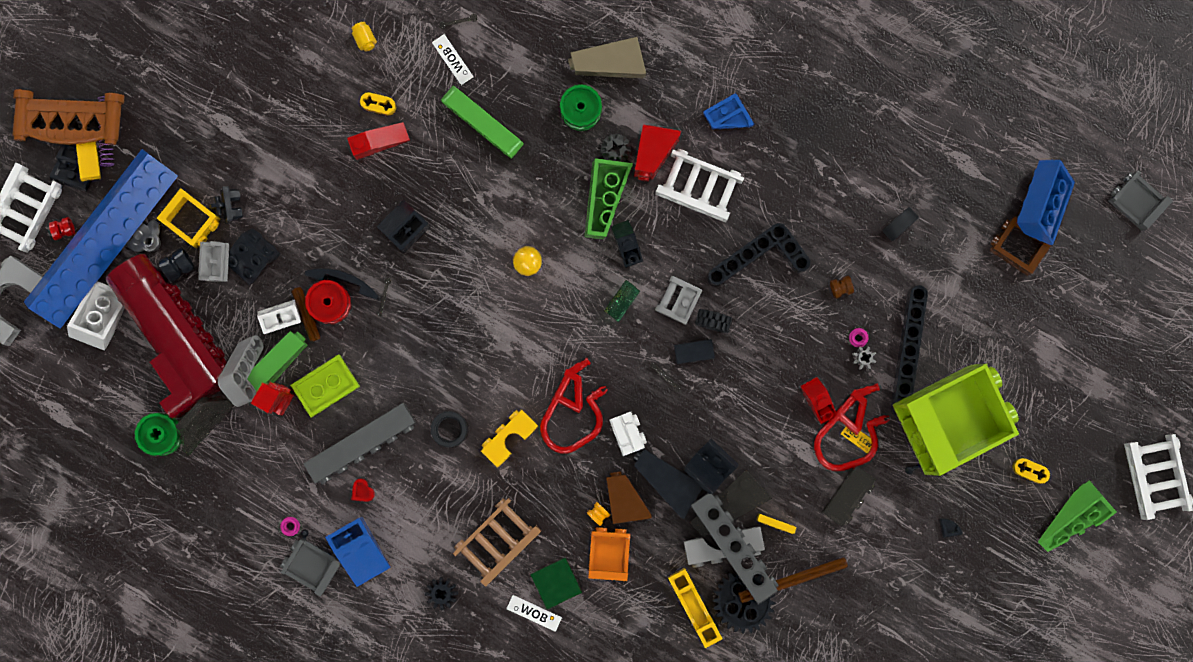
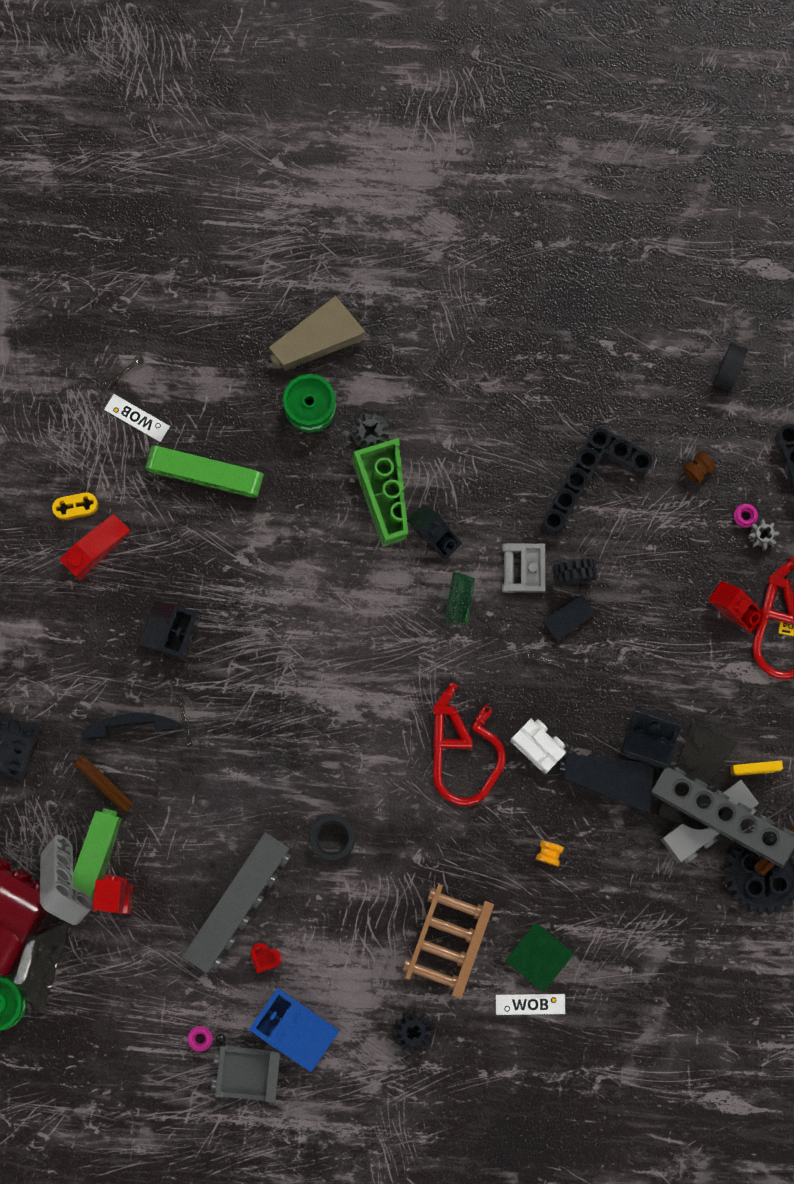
camera: 25 degrees left, 5 degrees down
(279, 316) = (75, 800): white brick -> none
(325, 385) = (164, 856): lime tile -> none
(336, 310) = (134, 767): red wheel -> none
(363, 36) = (23, 438): yellow brick -> none
(495, 448) = (410, 793): yellow arch -> none
(527, 260) = (330, 604): yellow hair -> none
(609, 554) = (584, 894): orange panel -> none
(624, 500) = (572, 823): reddish brown slope -> none
(654, 149) = (414, 412): red slope -> none
(694, 607) = (712, 909): yellow arch -> none
(702, 204) = (498, 448): white fence -> none
(728, 114) = (479, 335): blue wing -> none

